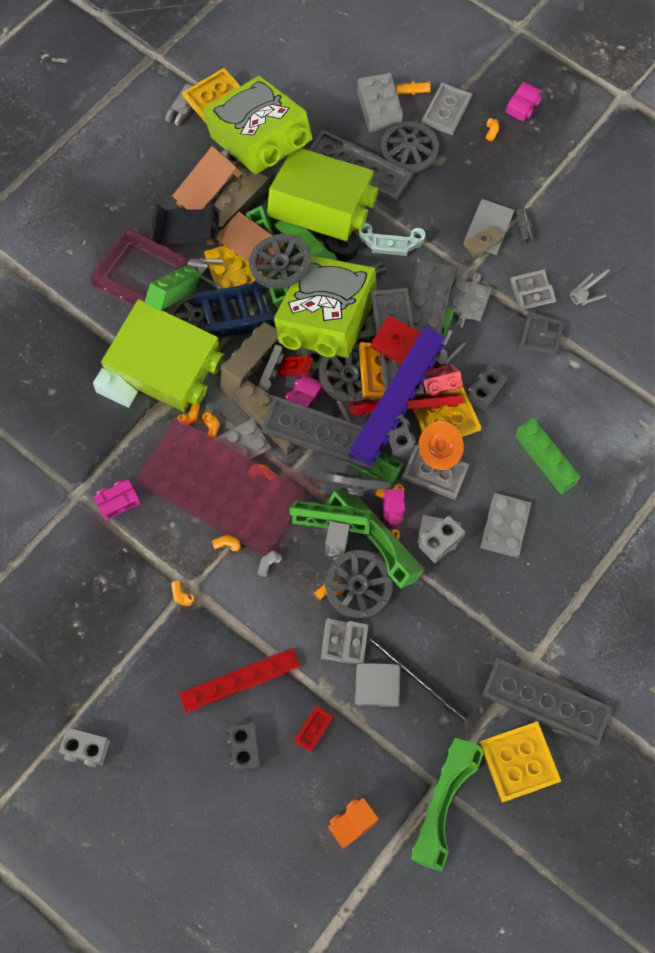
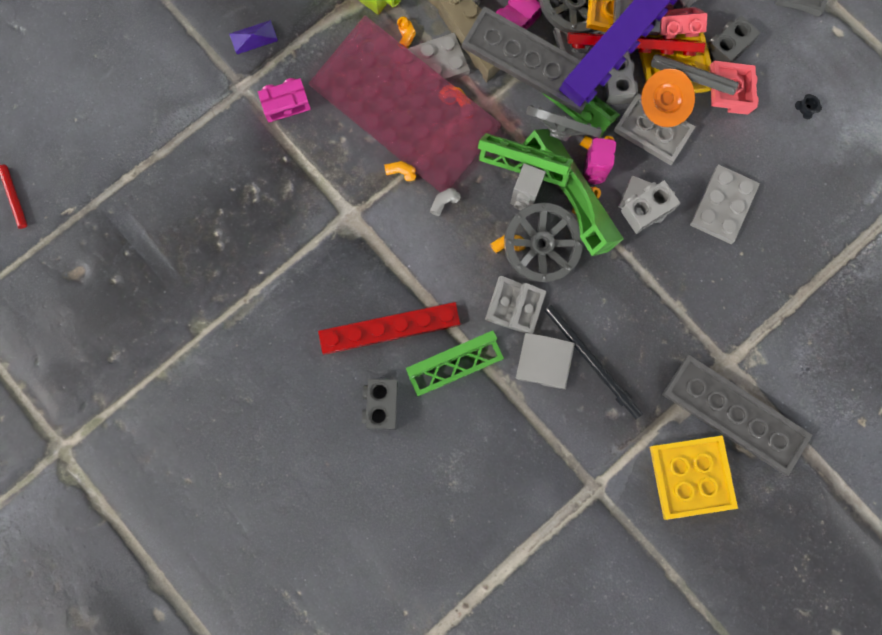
camera: 10 degrees right, 10 degrees up
(80, 449) = (253, 37): none -> dark purple slope
(86, 742) = (204, 369): light grey brick -> none
(180, 596) = (337, 221): light orange arm -> none
(190, 417) = (385, 19): light orange arm -> none
(296, 694) = (451, 355): none -> bright green fence
(313, 729) = (463, 398): red plate -> none
(353, 823) = (490, 513): orange brick -> none
(431, 845) = (626, 466): bright green arch -> none
(460, 422) = (696, 75): none -> dark grey axle
(494, 426) = (745, 98): none -> coral plate
(547, 456) = (789, 132): bright green brick -> none
(564, 428) = (814, 104): none -> black plate

